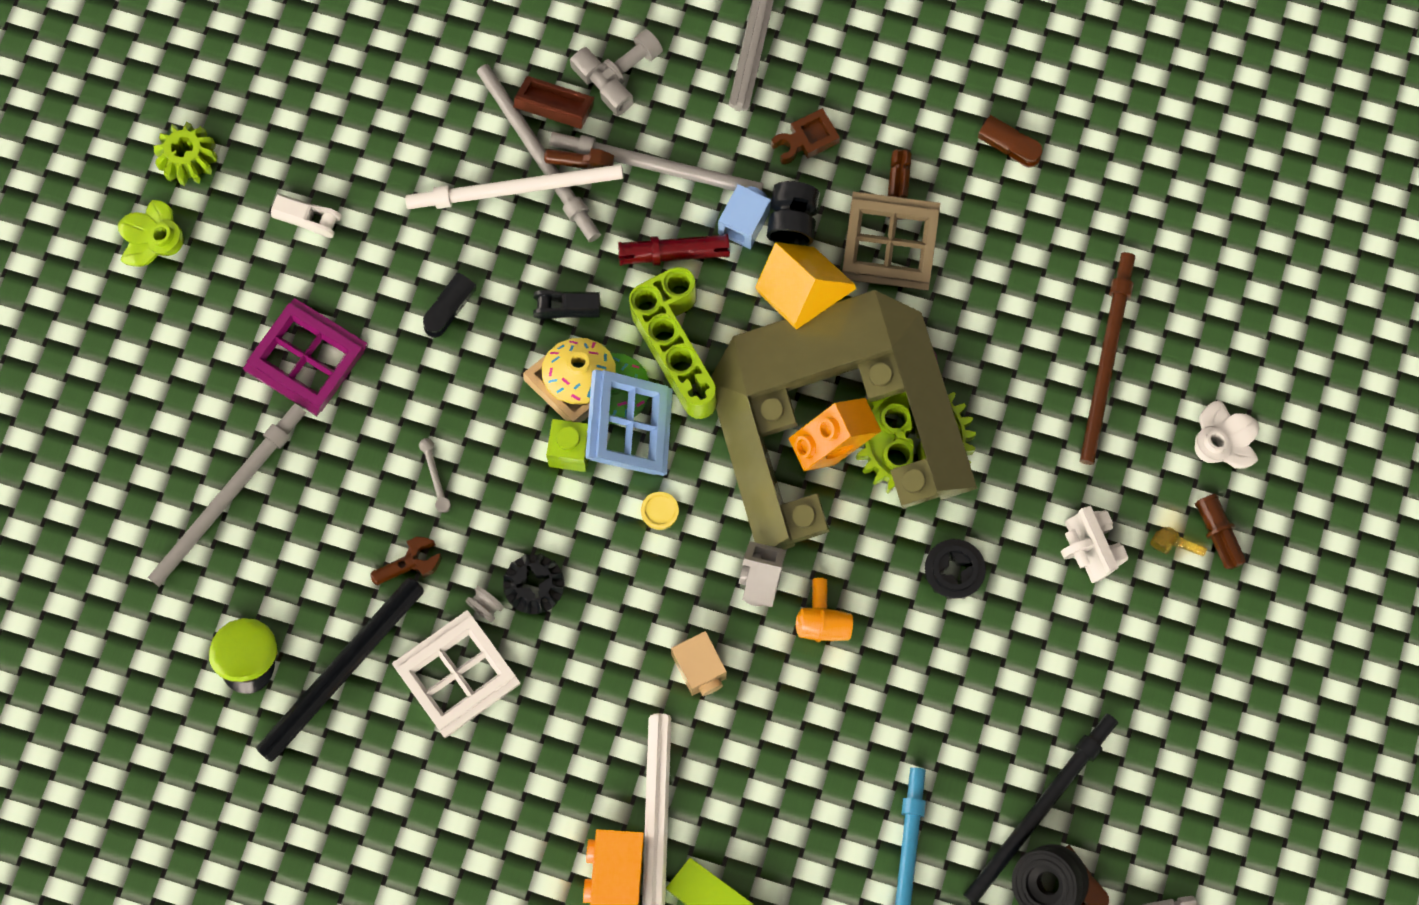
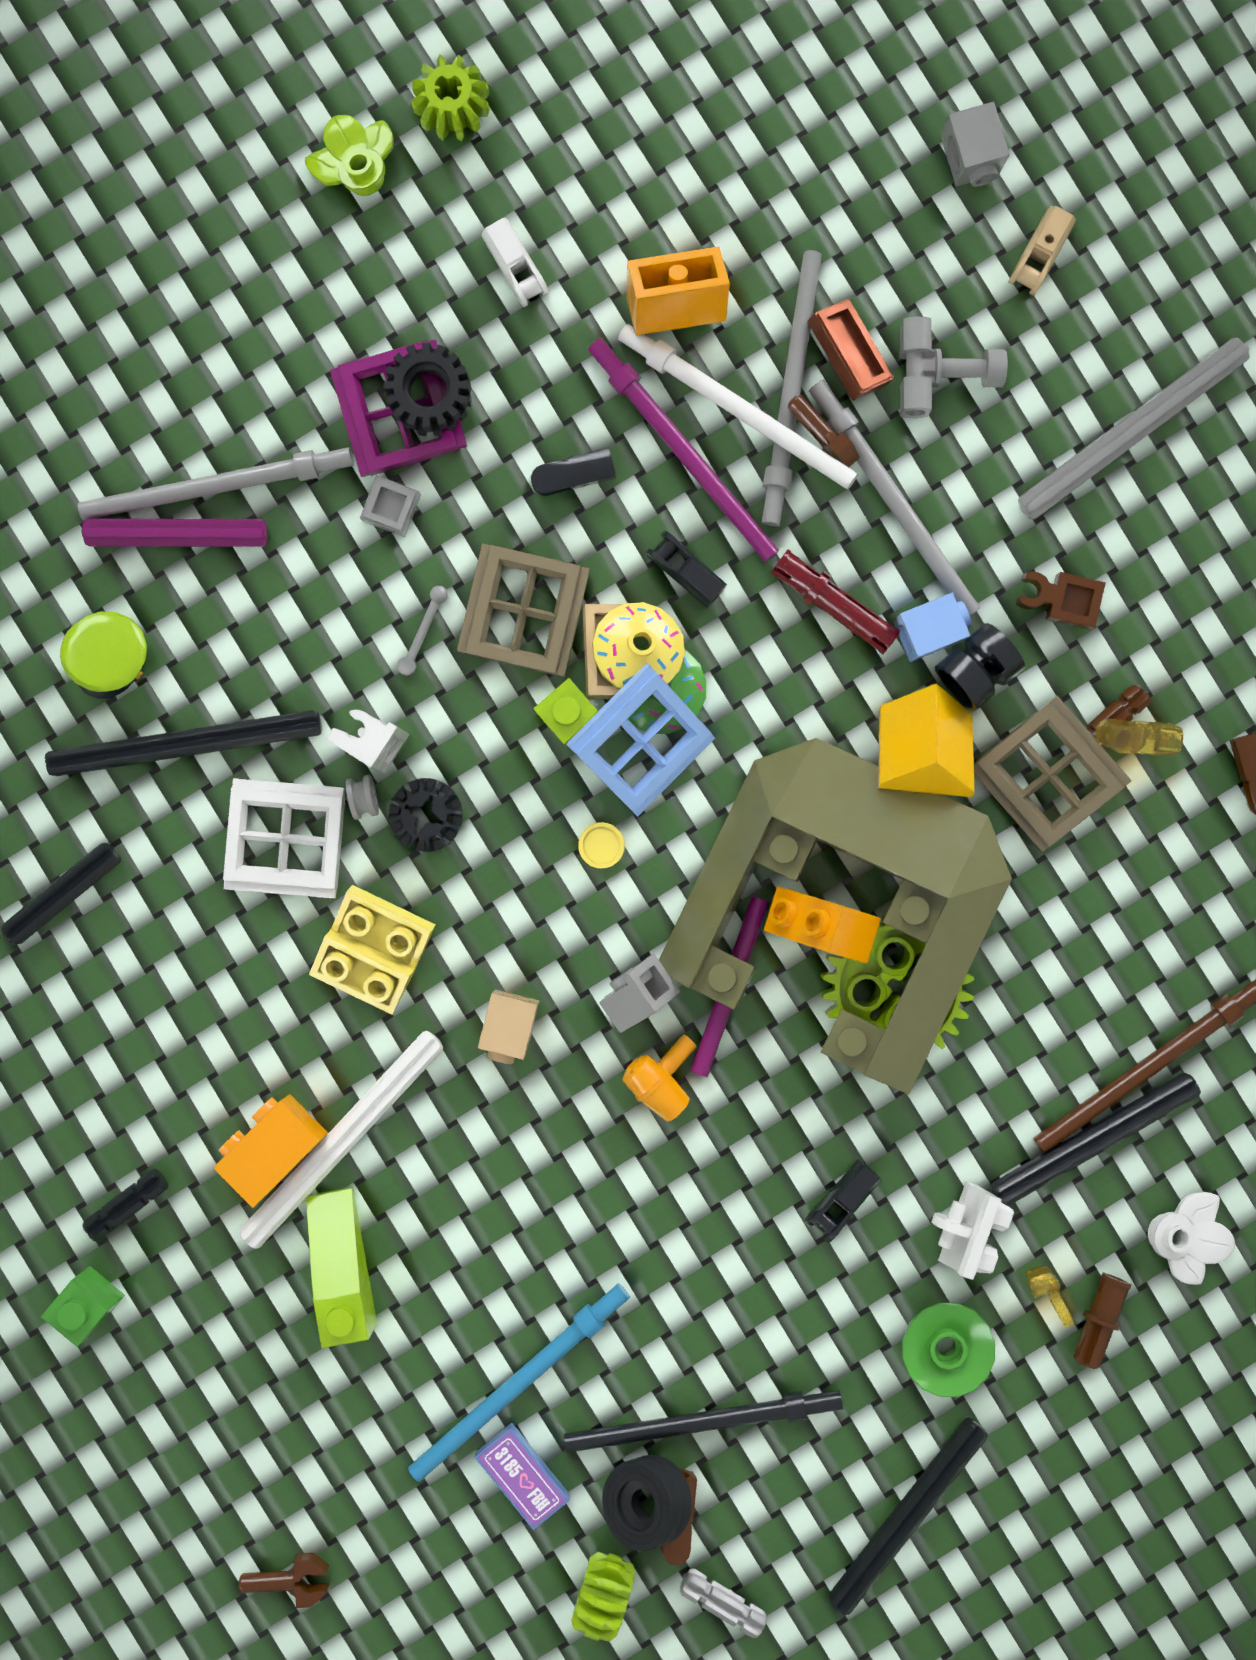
camera: 40 degrees right, 15 degrees up
(225, 545) = (174, 532): none -> magenta axle
(317, 348) = (423, 362): none -> black tyre
(339, 831) = (60, 893): none -> black axle
(350, 418) = (390, 506): none -> light grey tile
(409, 562) = (326, 693): reddish brown bar -> none
(421, 150) = (677, 290): none -> light orange brick
(433, 229) = (626, 381): none -> magenta bar
(463, 565) = (376, 744): none -> white hinge
(516, 396) = (483, 600): none -> dark tan piece
(572, 694) = (372, 949): none -> light yellow slope
(677, 348) = (753, 706): lime beam -> none
(820, 542) = (720, 1013): none -> magenta bar
(923, 176) = (1140, 737): none -> clear yellow bar
(963, 554) = (830, 1160): black gear -> none
(1000, 589) = (849, 1194): none -> black bar
(1116, 426) = (1096, 1139): none -> black axle
(1158, 614) = (955, 1370): none -> bright green dish
(1219, 755) = (907, 1516): none -> black axle

